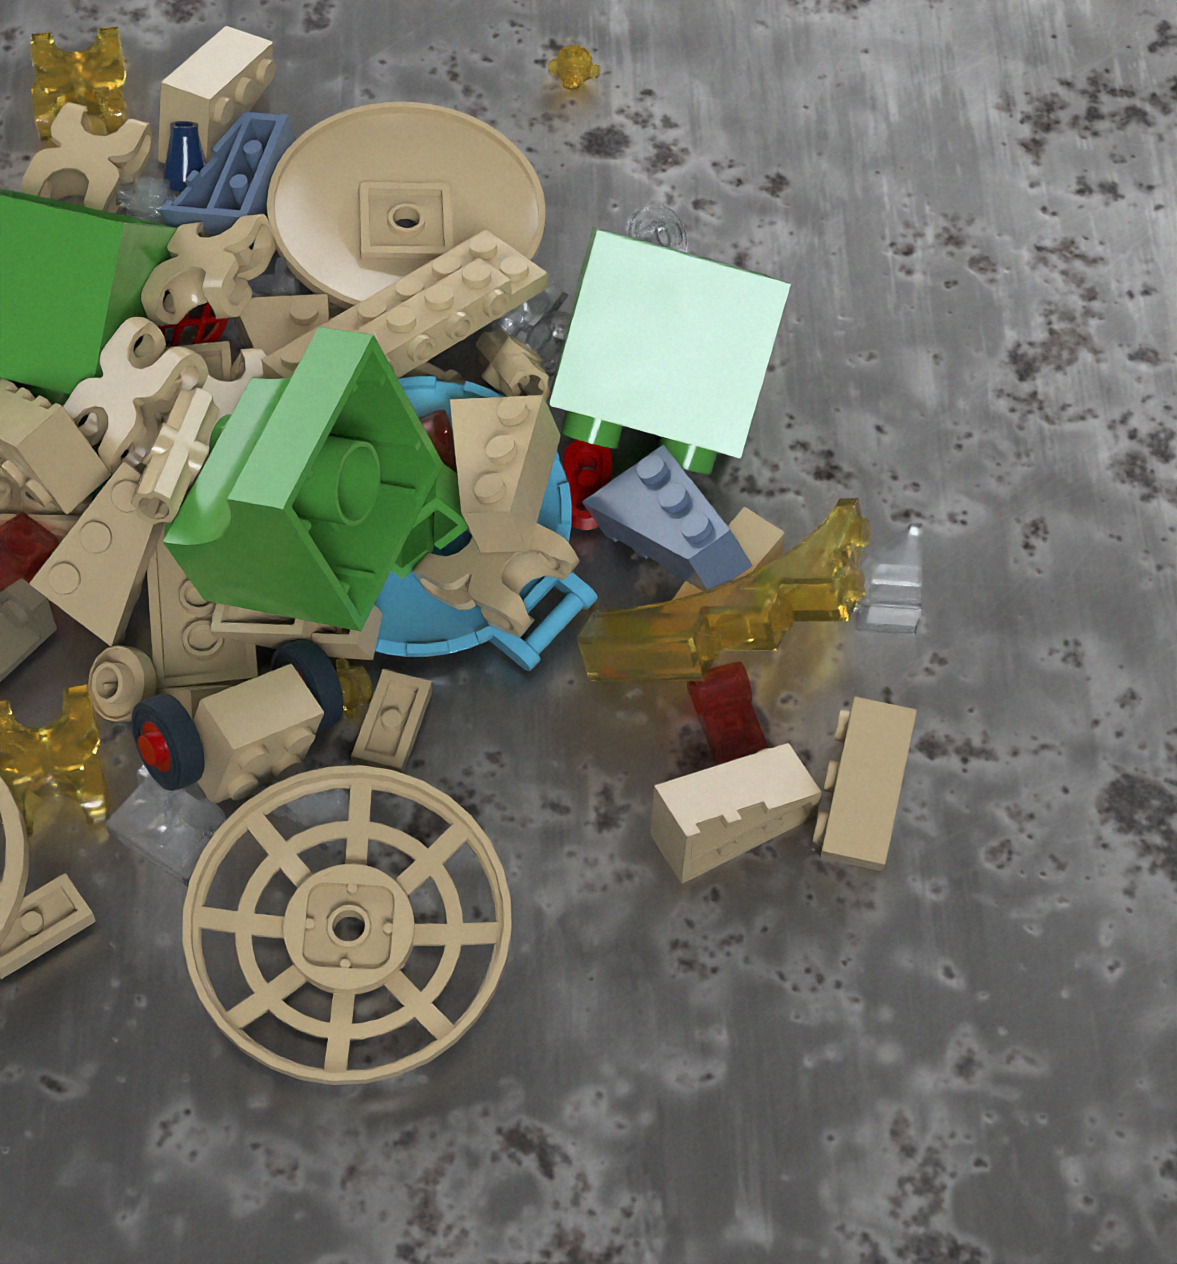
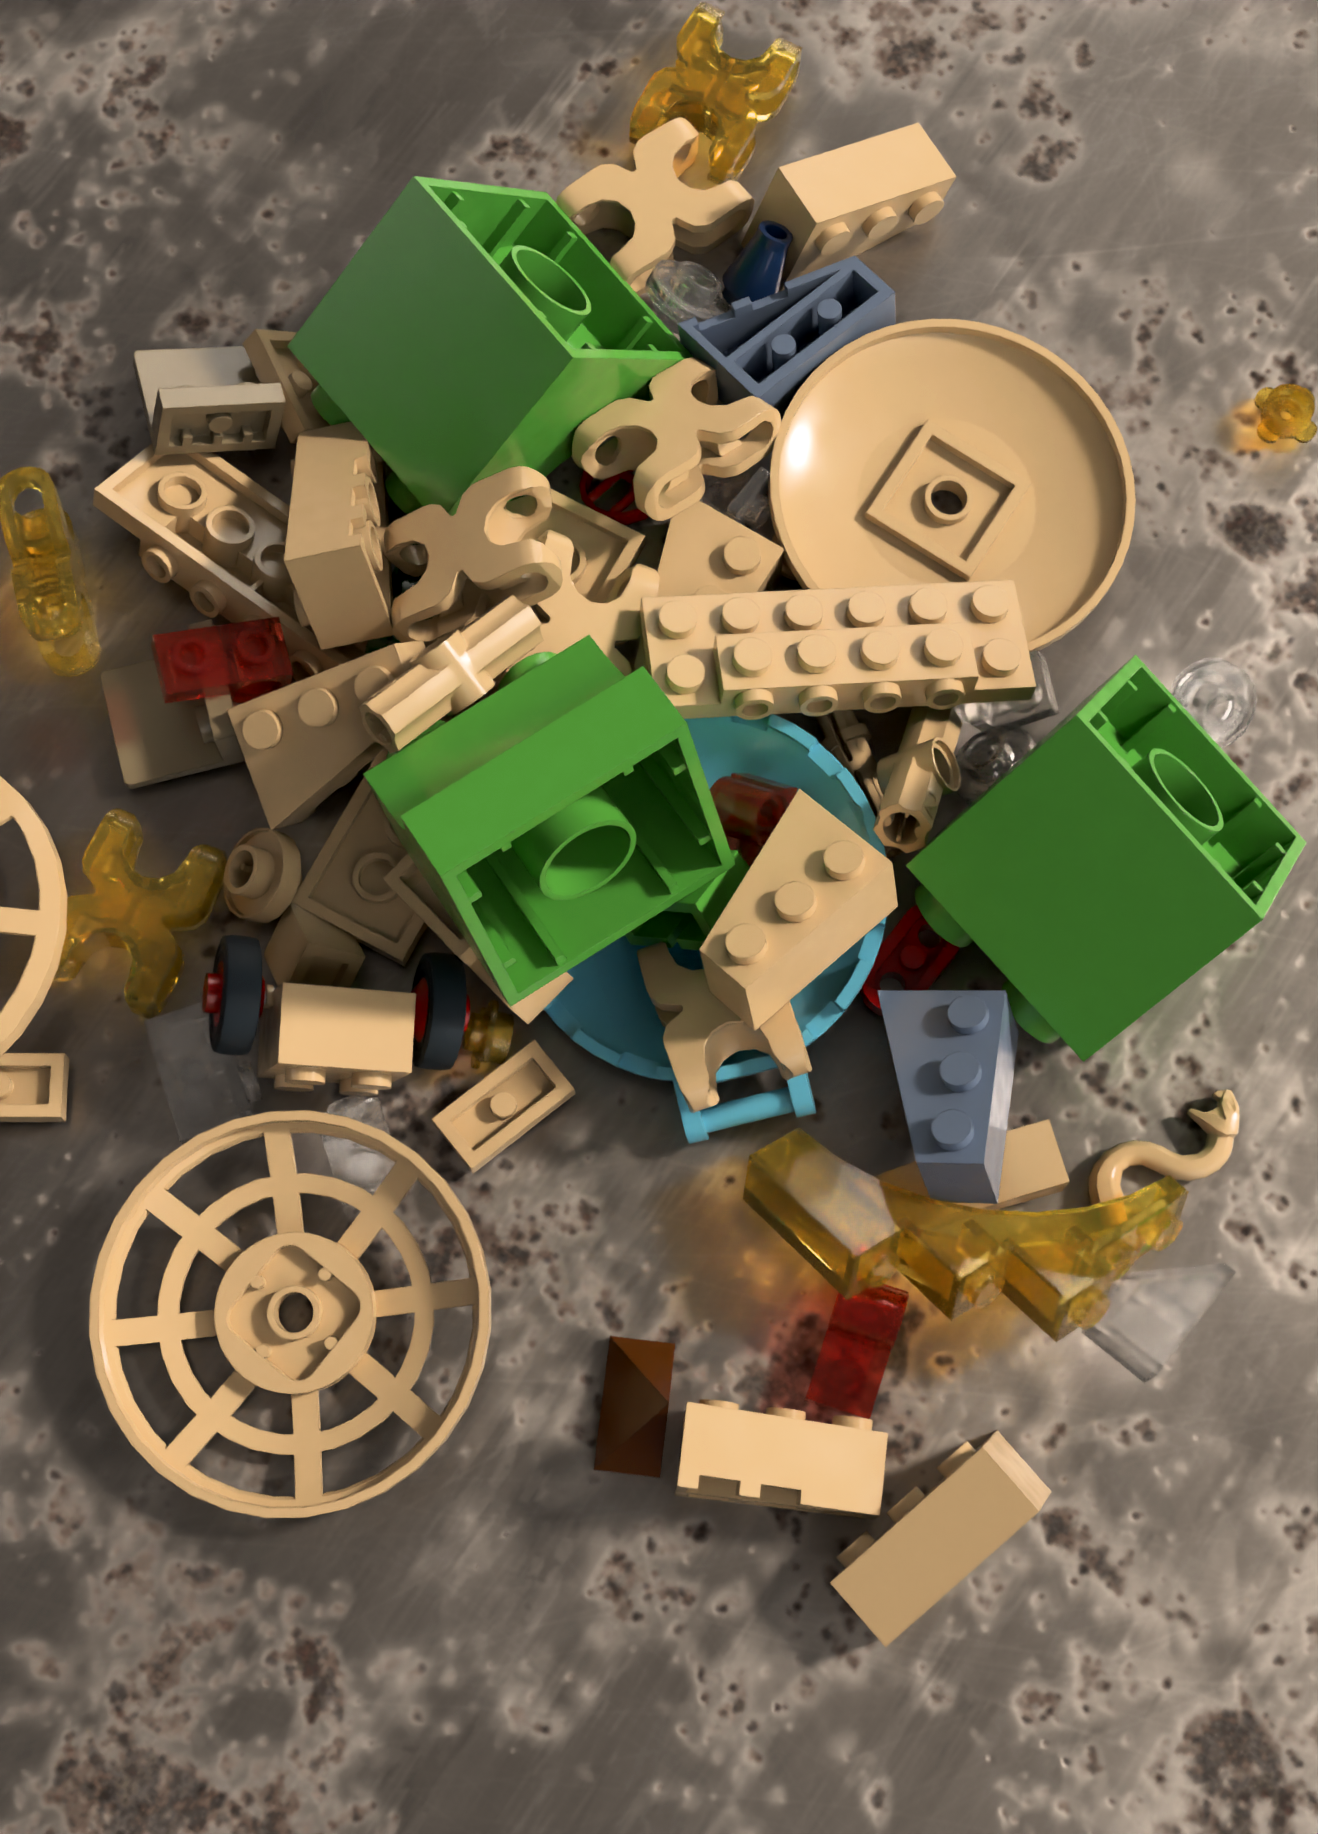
camera: 35 degrees right, 15 degrees up
(618, 845) = (634, 1407): none -> reddish brown slope
(843, 463) = (1221, 1128): none -> tan animal

